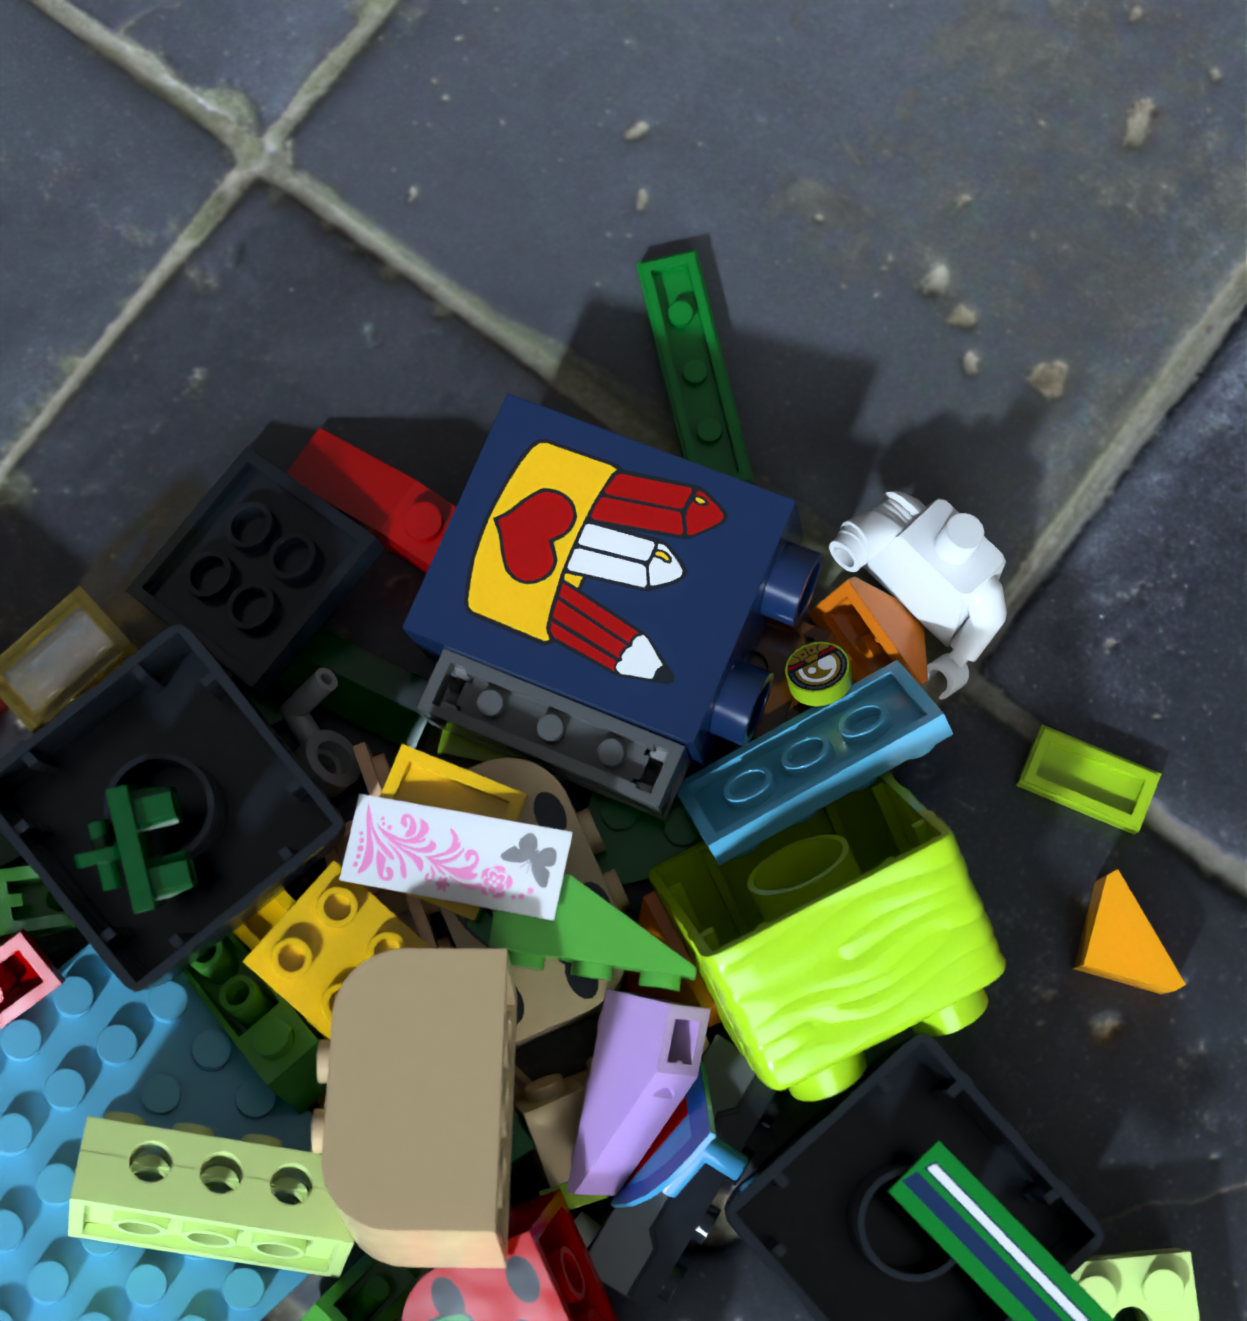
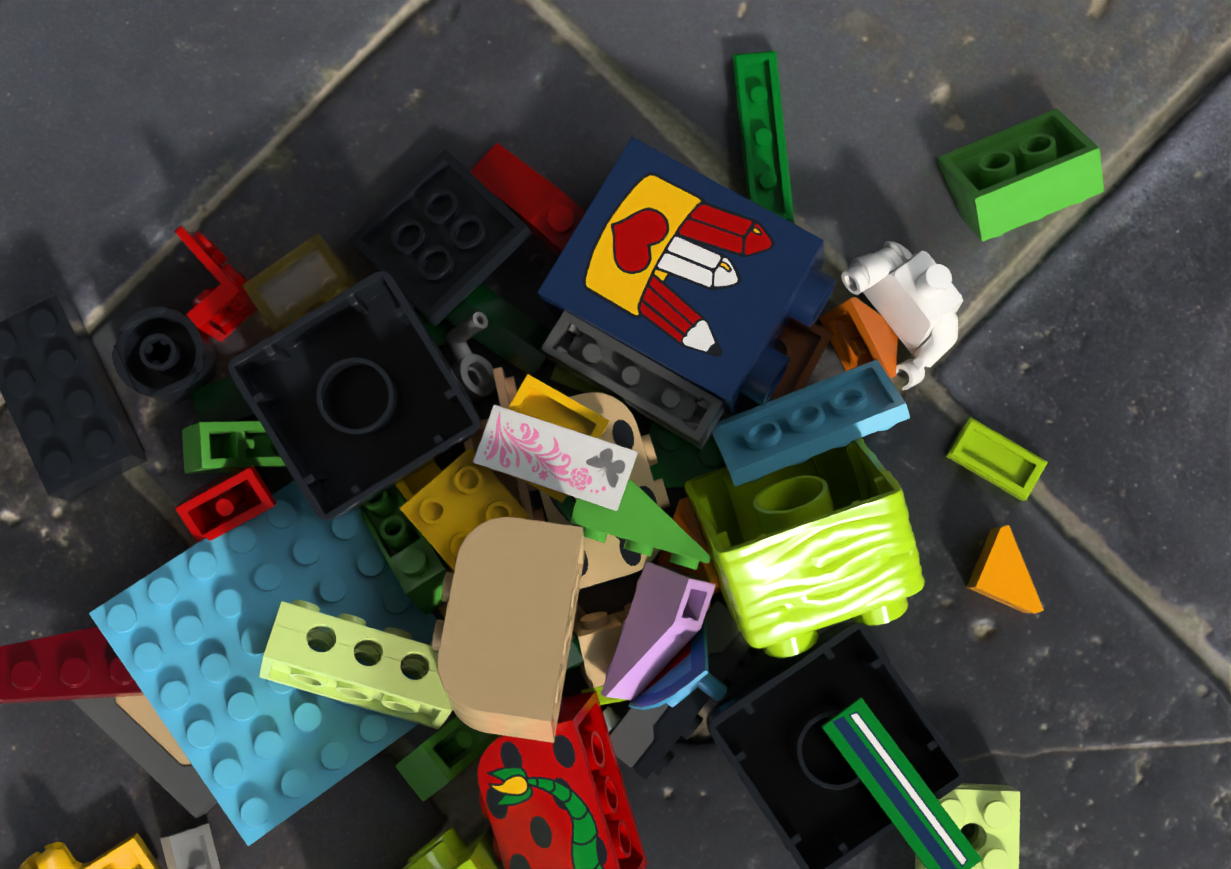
camera: 10 degrees right, 5 degrees up
(147, 877) = (342, 443): dark green hips -> none
(819, 674) = (821, 362): tile -> none
(1065, 375) = (1022, 174): none -> bright green slope

